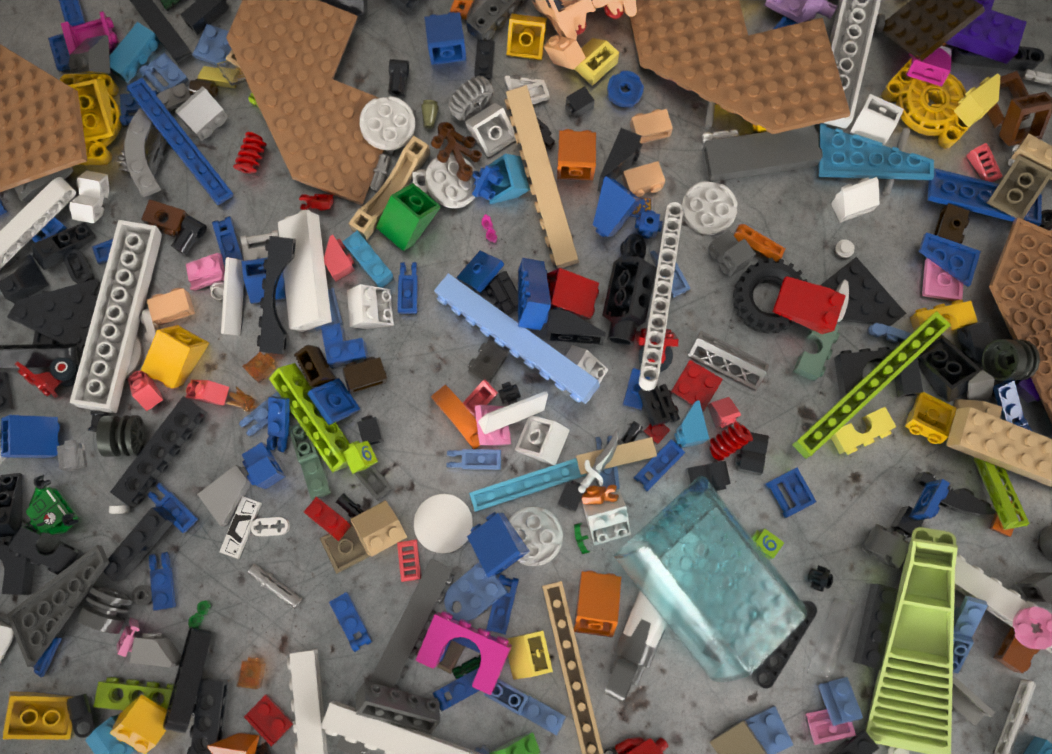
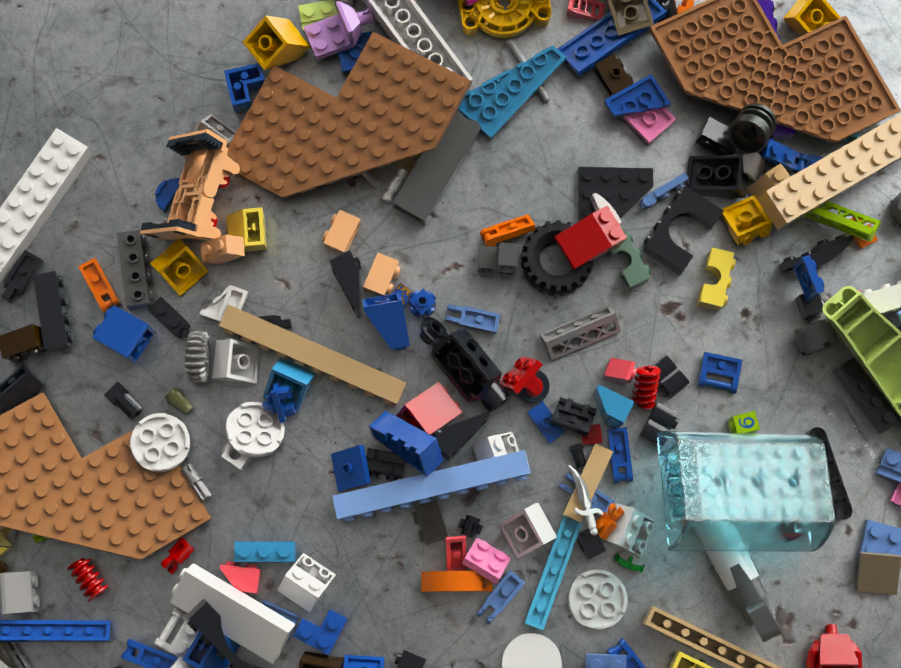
camera: 55 degrees left, 0 degrees up
(364, 374) = (360, 632): dark brown brick -> none
(407, 216) = (256, 490): green slope -> none
(407, 290) = (316, 539): blue hinge -> none
(410, 161) = (219, 484): tan arch -> none
(447, 131) = (207, 399): reddish brown plant -> none
(487, 224) = (314, 430): dark pink piece -> none
(496, 544) = (583, 633): blue slope -> none
(513, 413) = (491, 536): white slope -> none
(576, 155) = (316, 311): orange slope -> none
(579, 103) = (273, 272): black brick -> none
(597, 604) = (689, 591): orange slope -> none
(621, 98) = (295, 216): blue plate -> none
(672, 221) = (496, 347): white beam -> none
(696, 384) = (580, 374): red plate -> none
(709, 208) = (446, 244): white tile -> none
(820, 578) = (801, 405): black gear -> none
(844, 248) = (565, 169): white plate -> none
(856, 199) = (535, 128): white slope -> none
(871, 385) = (689, 246): lime brick -> none
(876, 119) = (484, 58): white slope -> none
(958, 314) = (685, 131): yellow arch -> none

